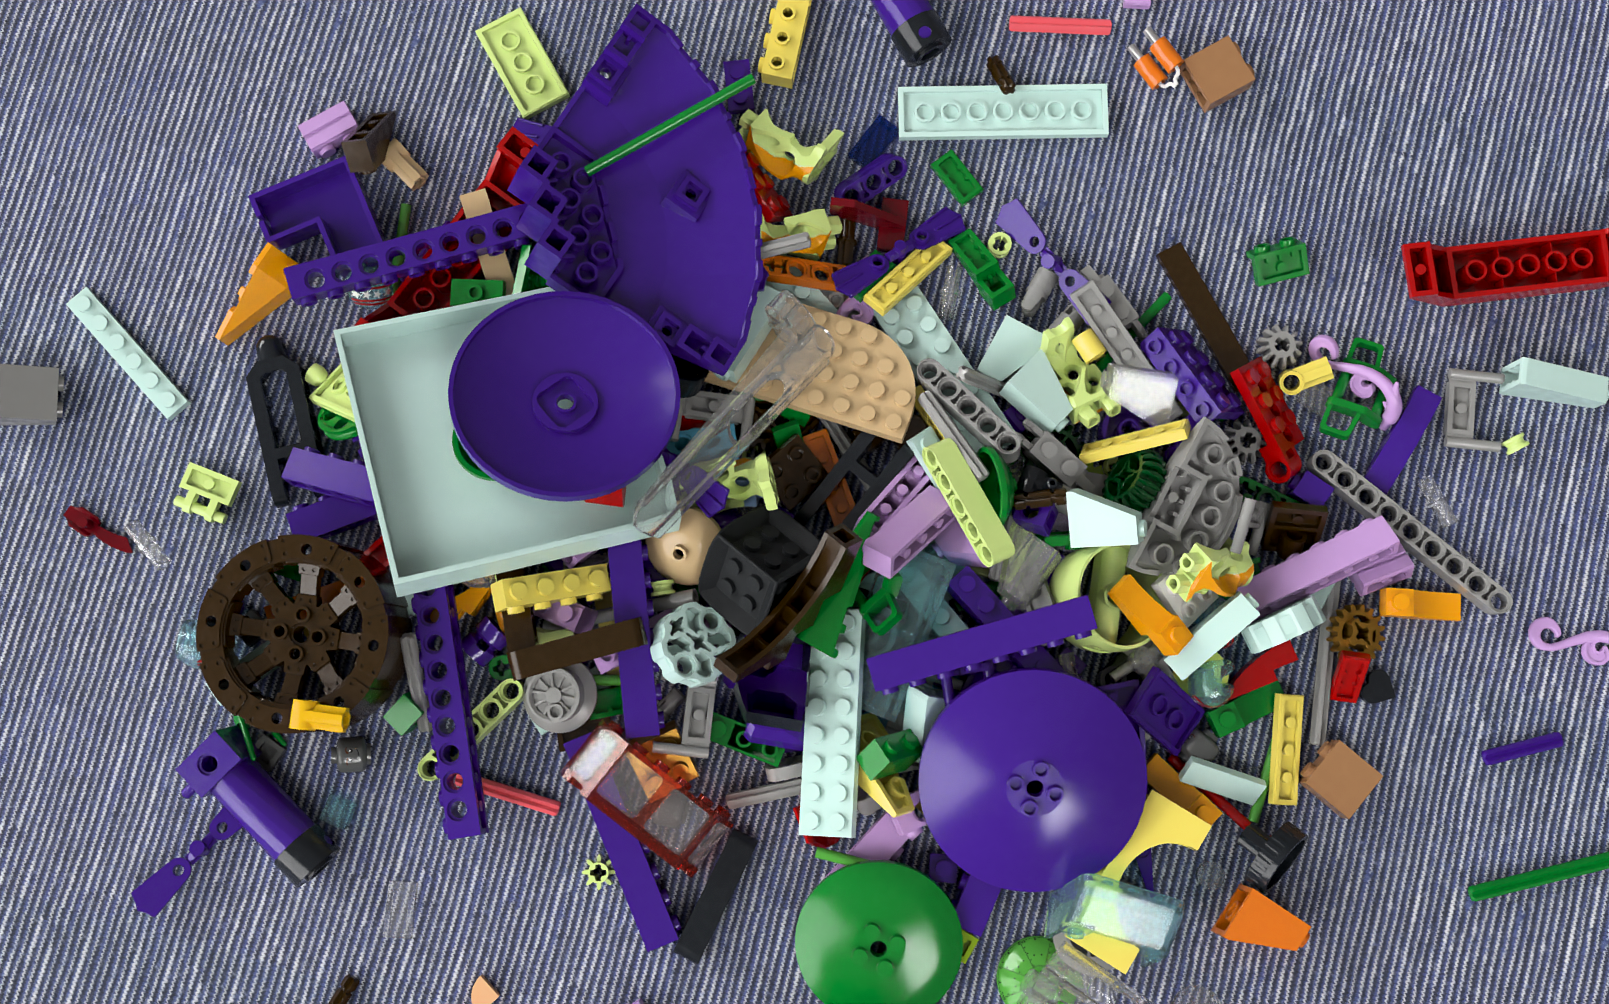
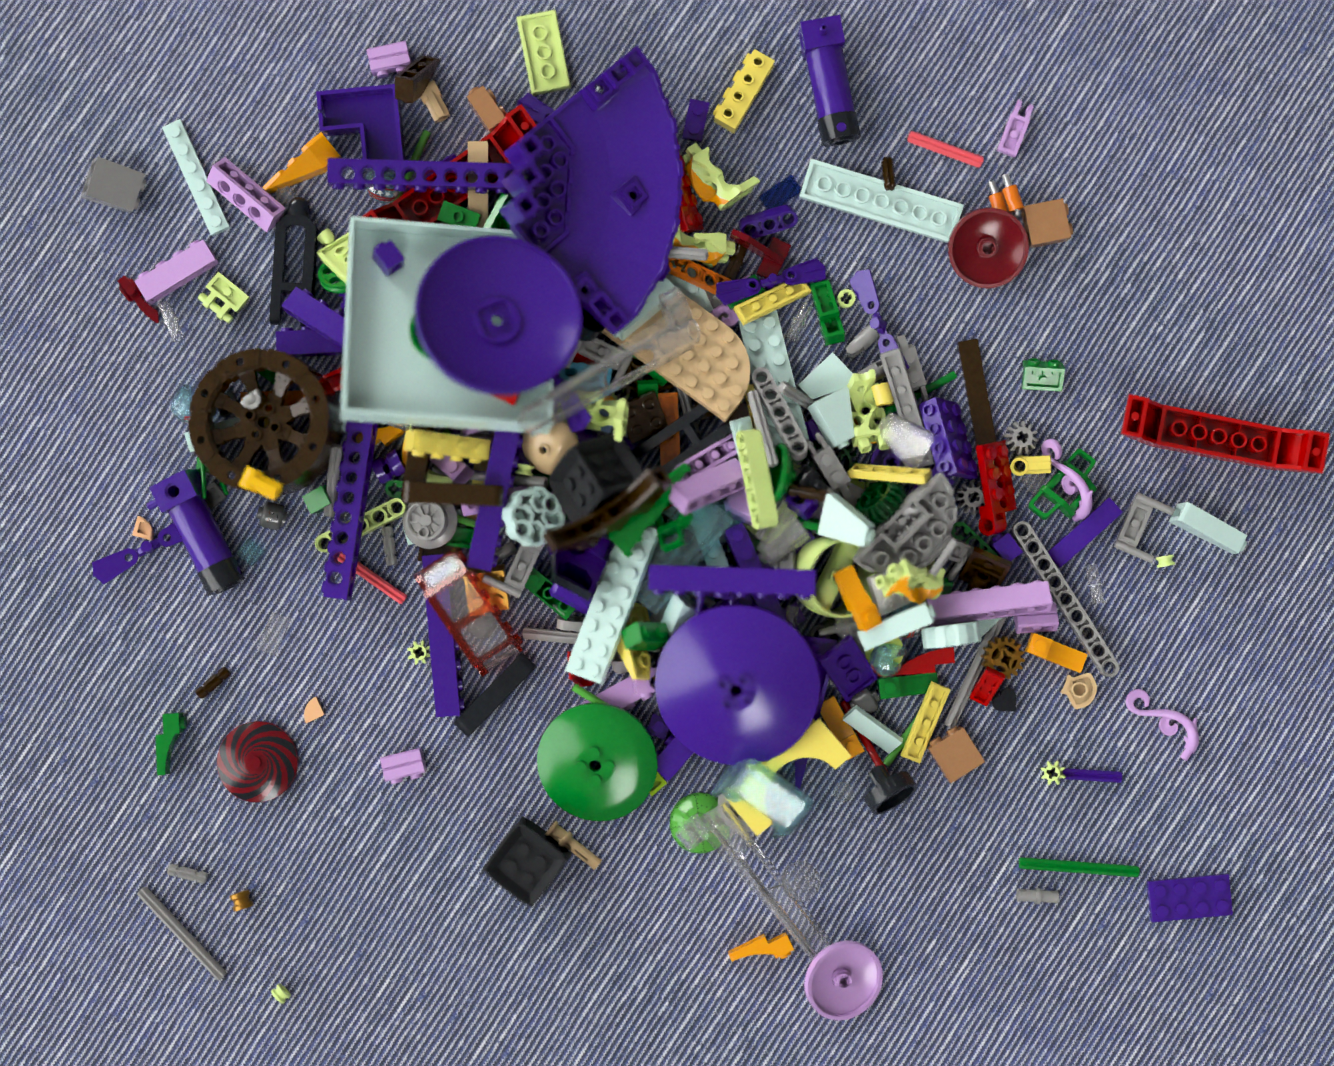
camera: 15 degrees right, 5 degrees up
(135, 479) = (177, 271): none -> lavender brick
(188, 826) = (143, 529): none -> light nougat tile
(196, 353) = (245, 194): none -> lavender brick
(247, 340) = (285, 195): none -> clear tile
(276, 609) = (252, 399): none -> light grey piece
(399, 369) = (388, 257): none -> dark purple brick
(469, 149) = (485, 107): none -> medium nougat brick
(517, 744) = (389, 546): none -> light grey axle
(670, 124) = (633, 141): green piece -> none
(956, 178) = (831, 239): green plate -> none
(1156, 125) = (988, 247): none -> dark red dish
(1260, 921) = (865, 833): orange slope -> none
(1468, 642) = (1080, 690): none -> tan animal
(1479, 767) = (1048, 775): none -> yellowish green gear
(1510, 930) = (1037, 896): none -> light grey pin

